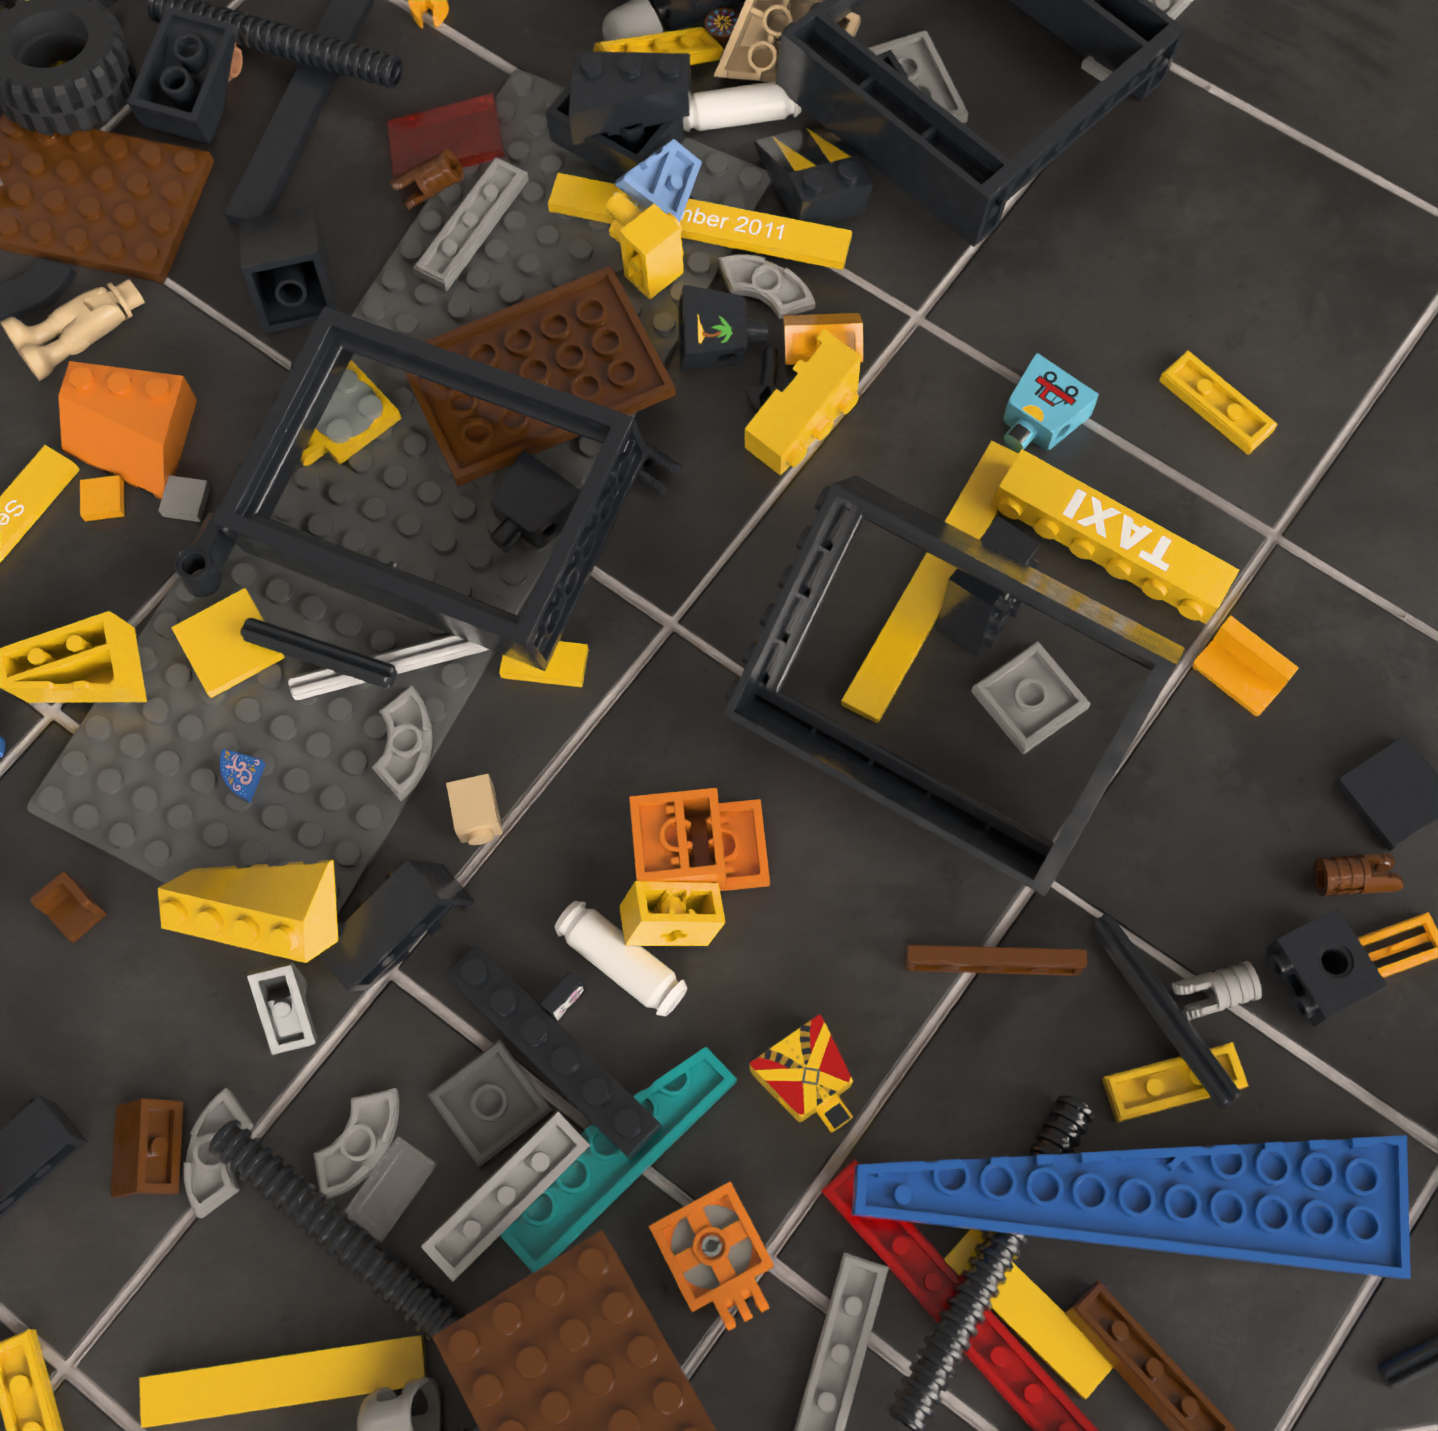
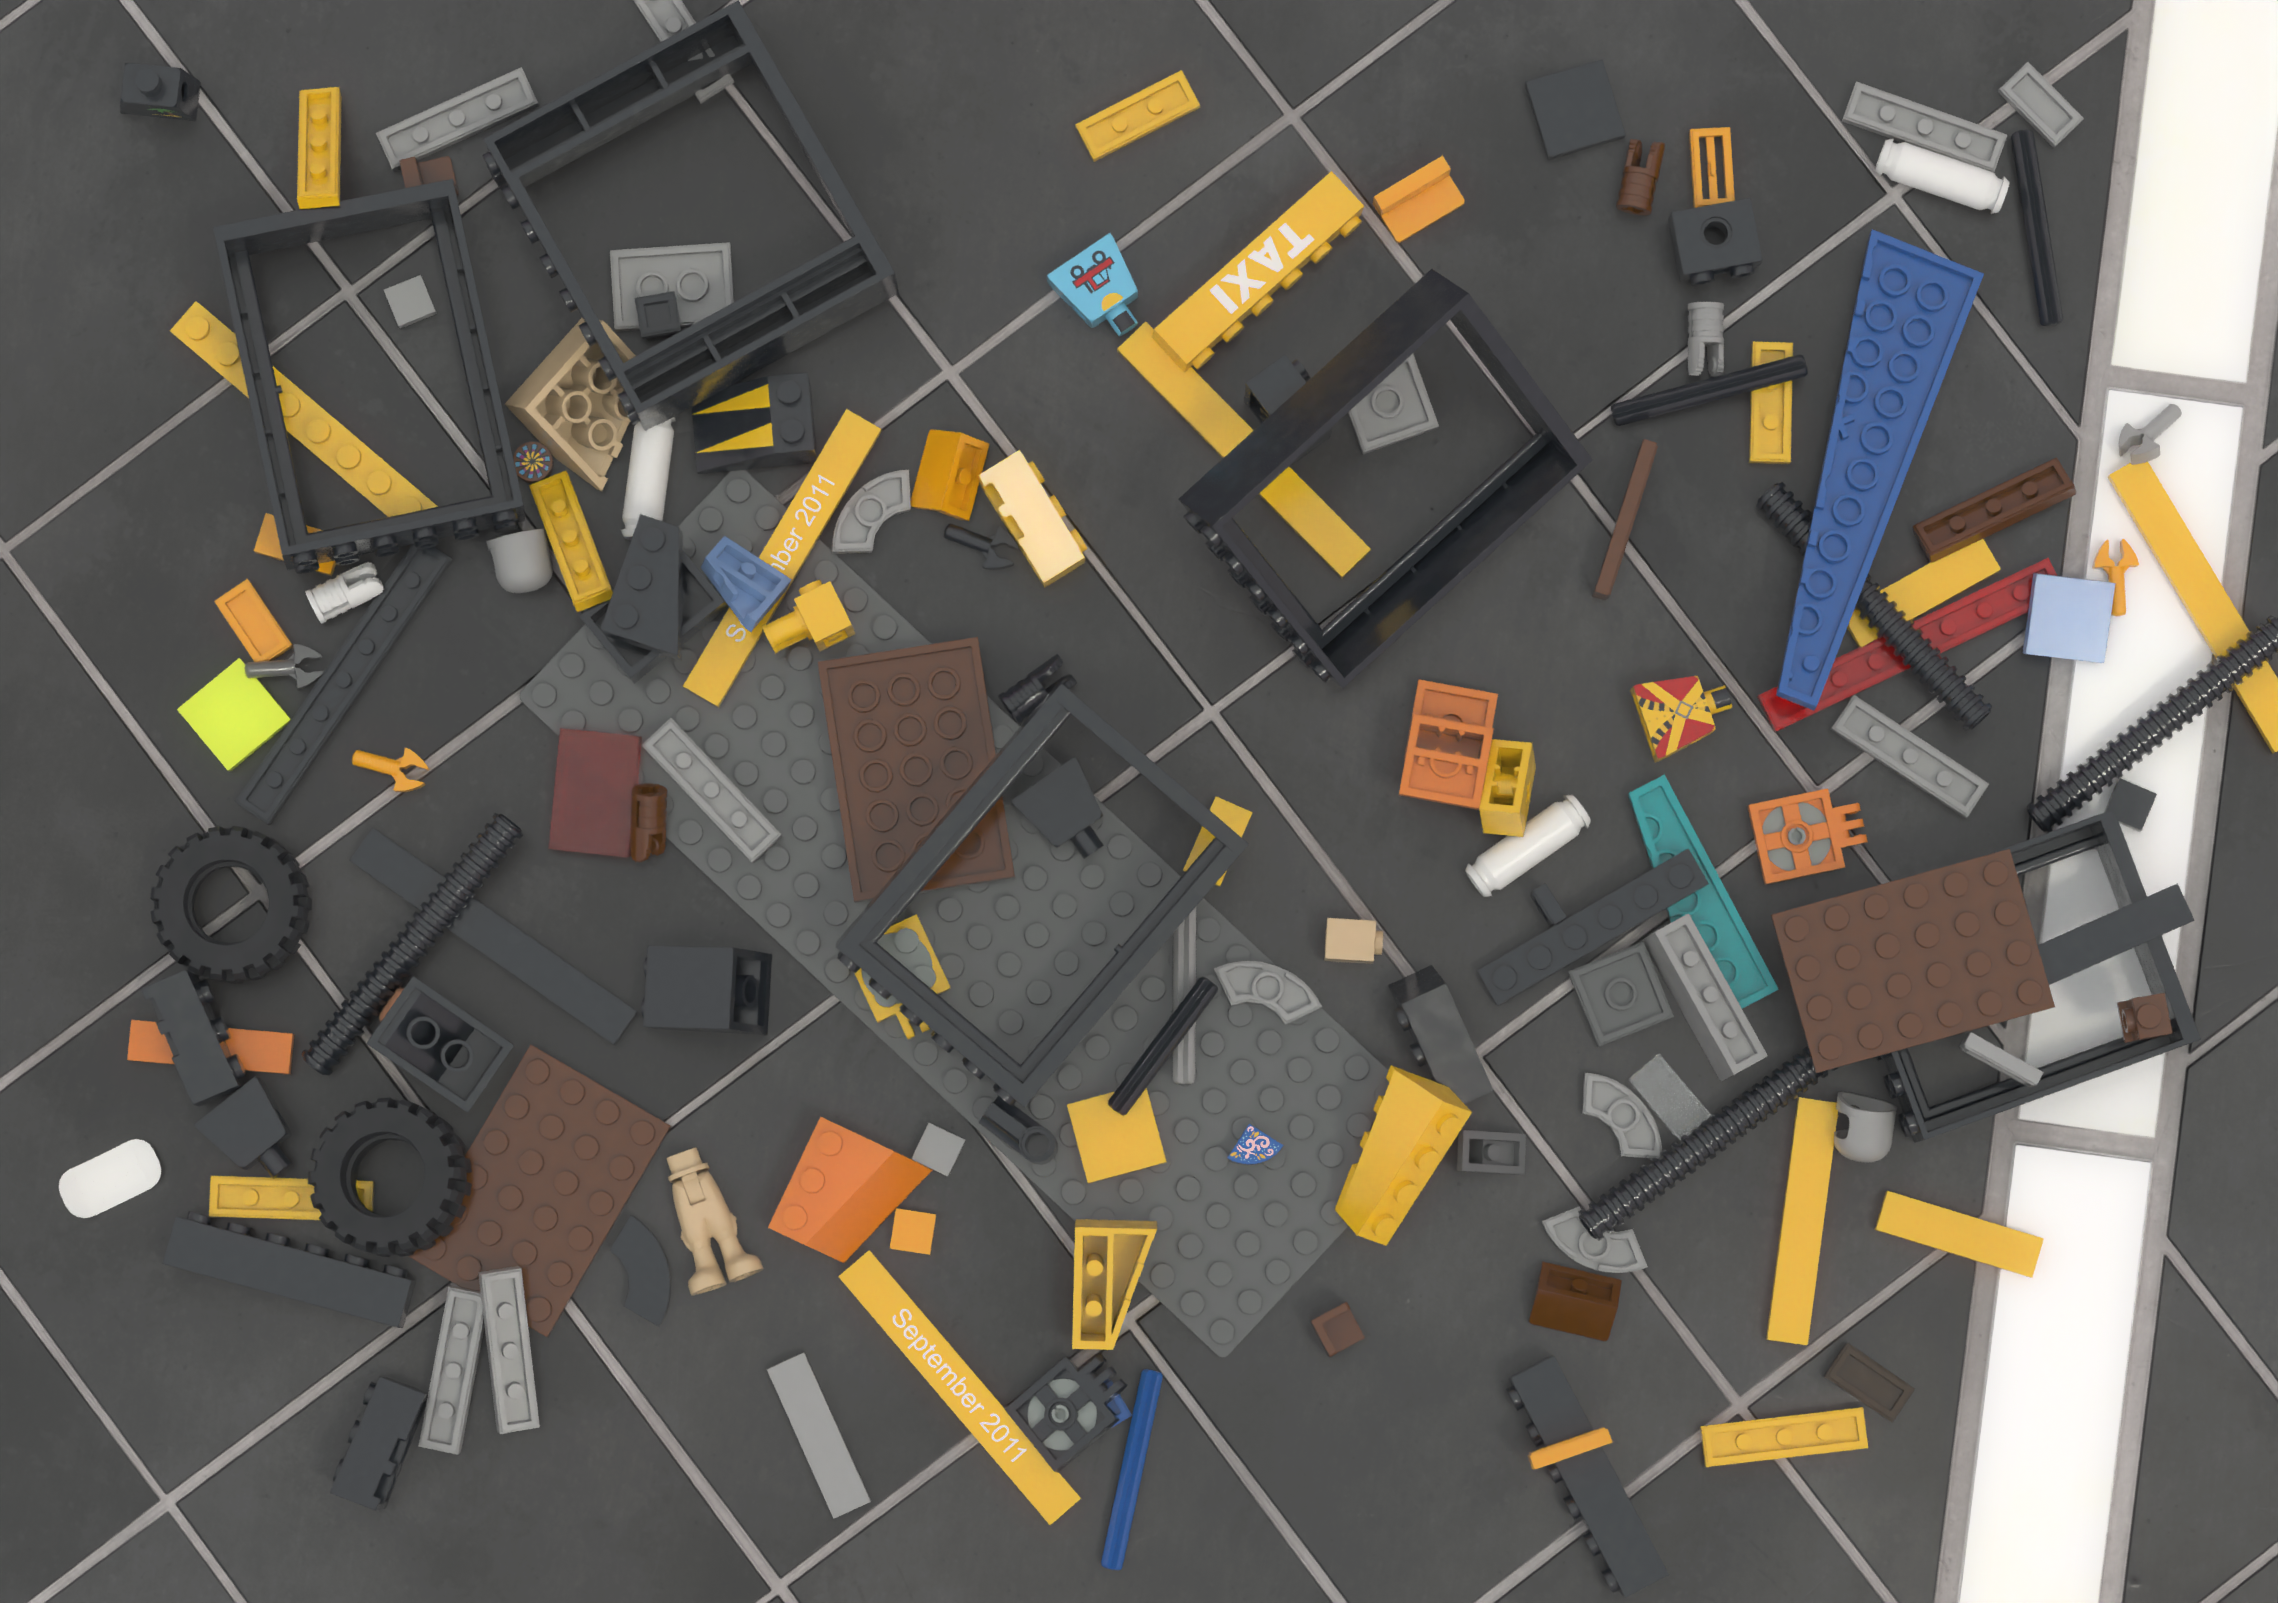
camera: 75 degrees left, 15 degrees up
(715, 328) = (917, 579): black torso -> none

